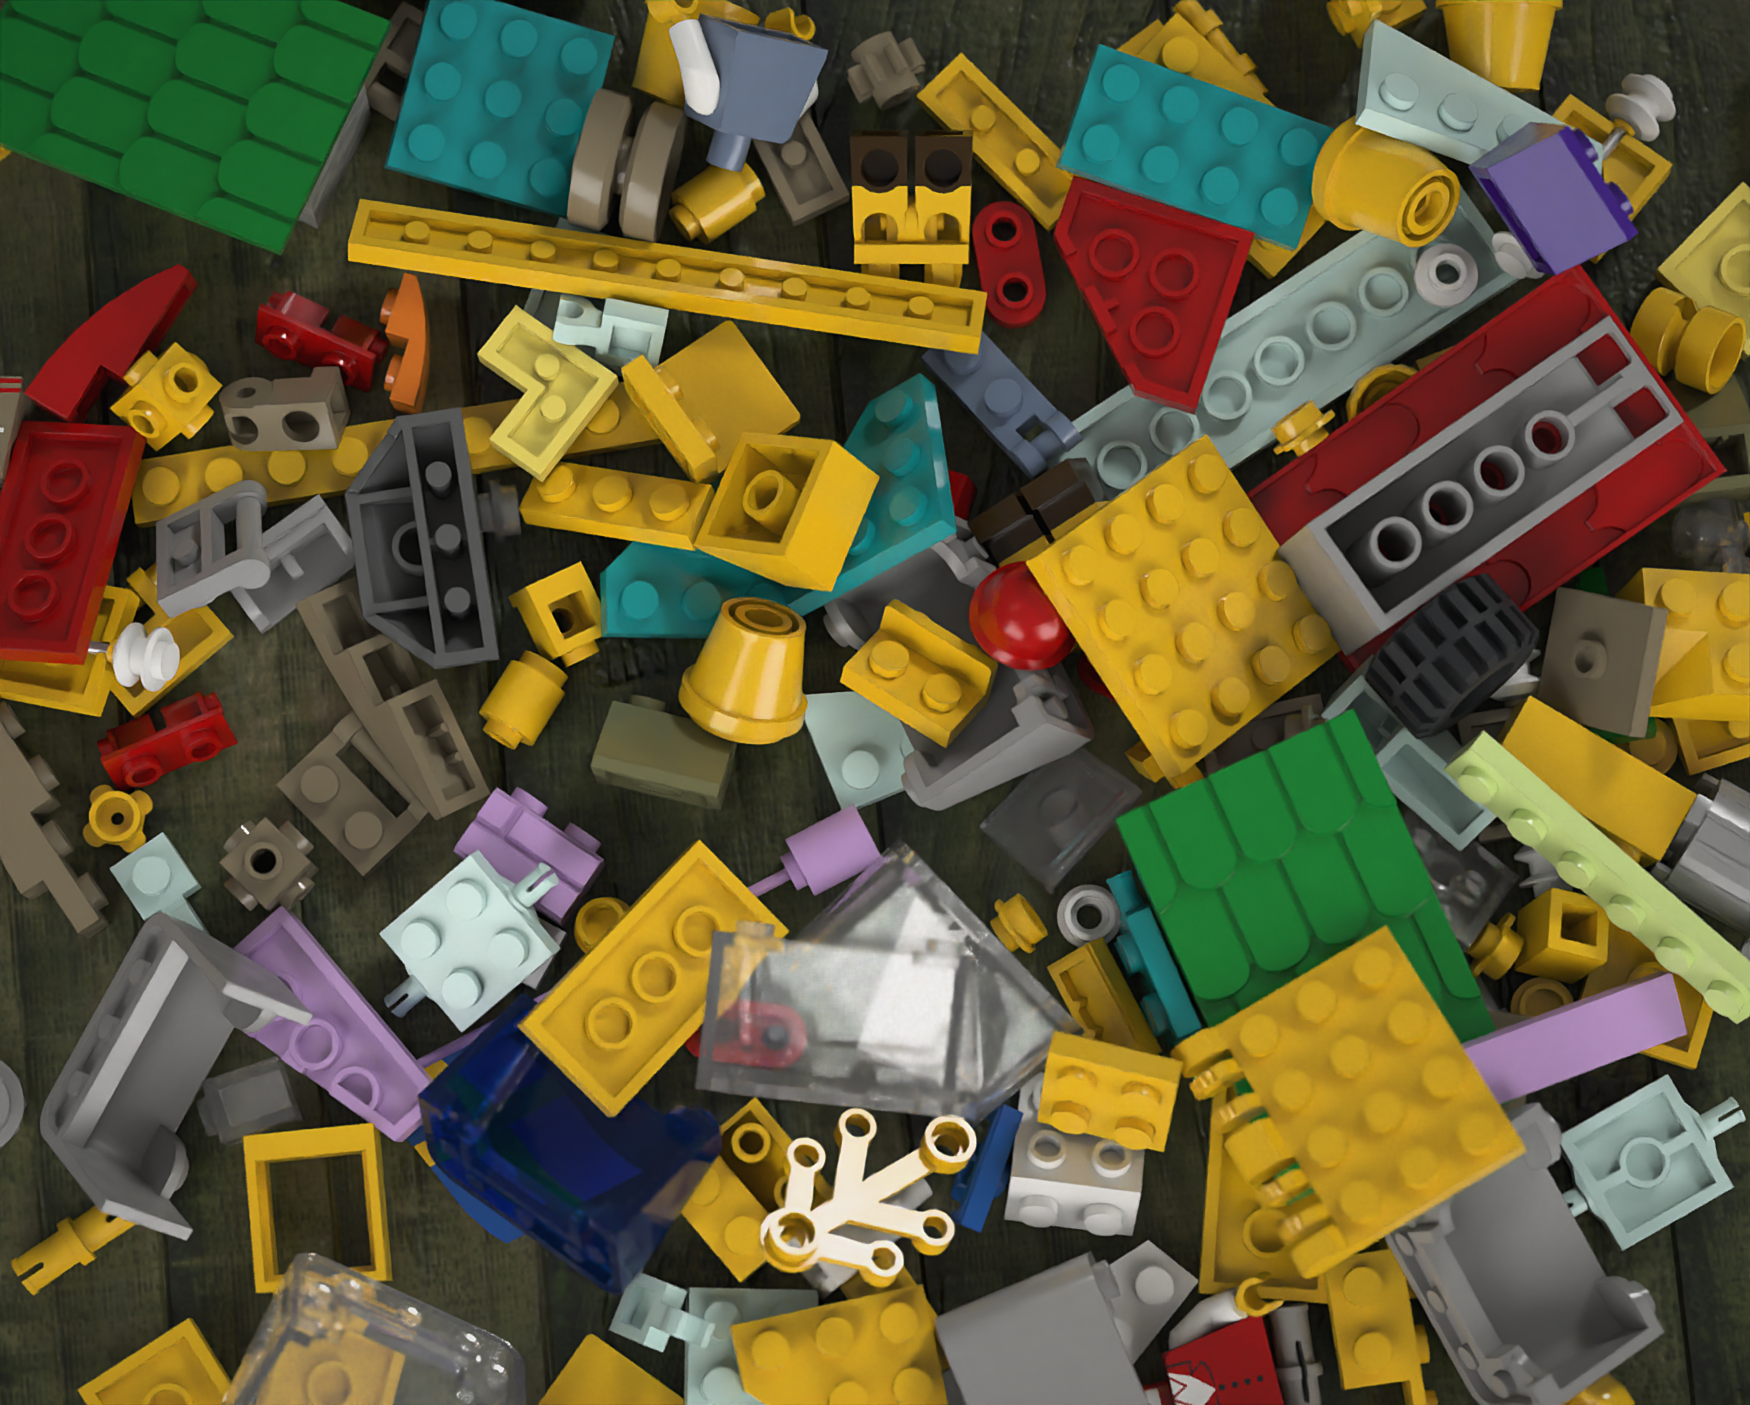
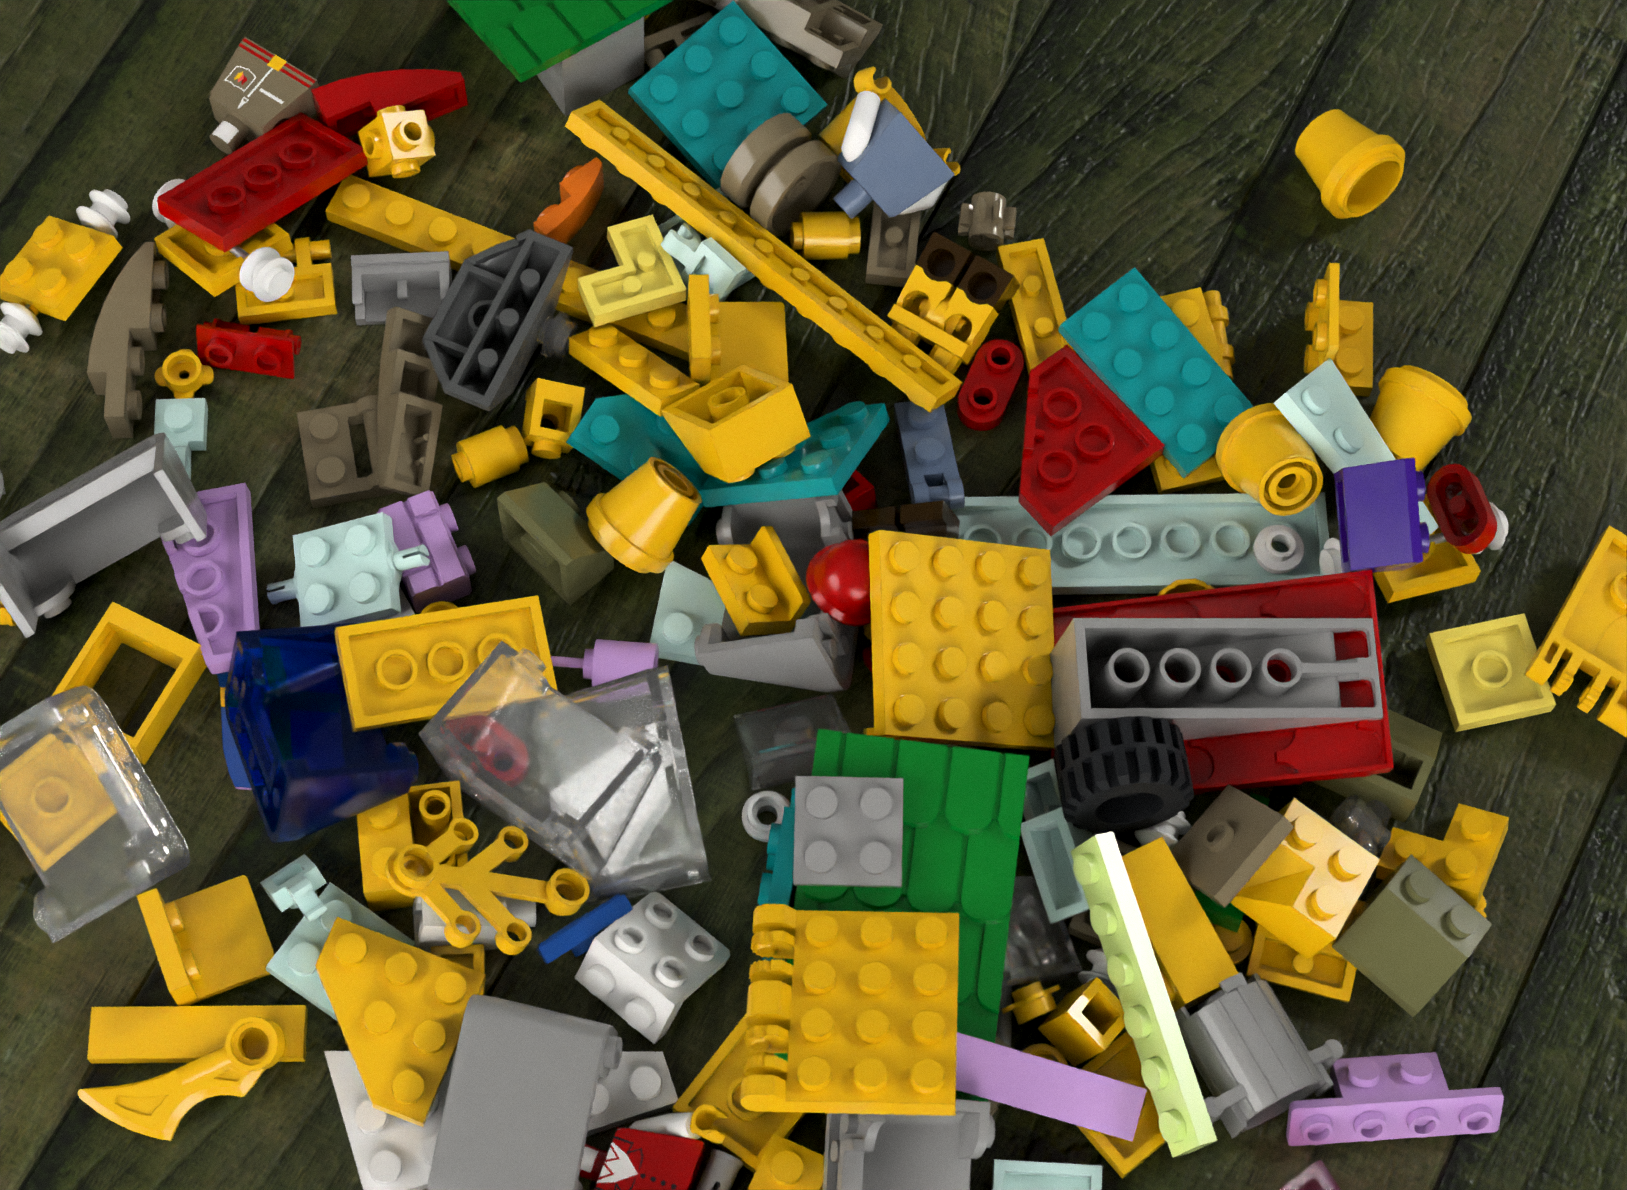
camera: 30 degrees right, 15 degrees down
(192, 548) = (358, 242): light grey plate -> none
(248, 1102) = (136, 585): clear brick -> none
(286, 882) = (255, 453): dark tan brick -> none
(287, 412) = (467, 198): dark tan leg -> none
(293, 331) = (507, 161): red hinge -> none
(1018, 924) = (715, 790): yellow plate -> none
(1101, 998) = (735, 878): yellow plate -> none
(1109, 1092) = (697, 916): yellow plate -> none
(1218, 911) = (848, 831): none -> light grey plate
(1301, 429) = (1117, 584): yellow plate -> none
(1619, 112) = (1464, 512): none -> red plate
(1695, 343) = (1423, 687): yellow wheel -> none

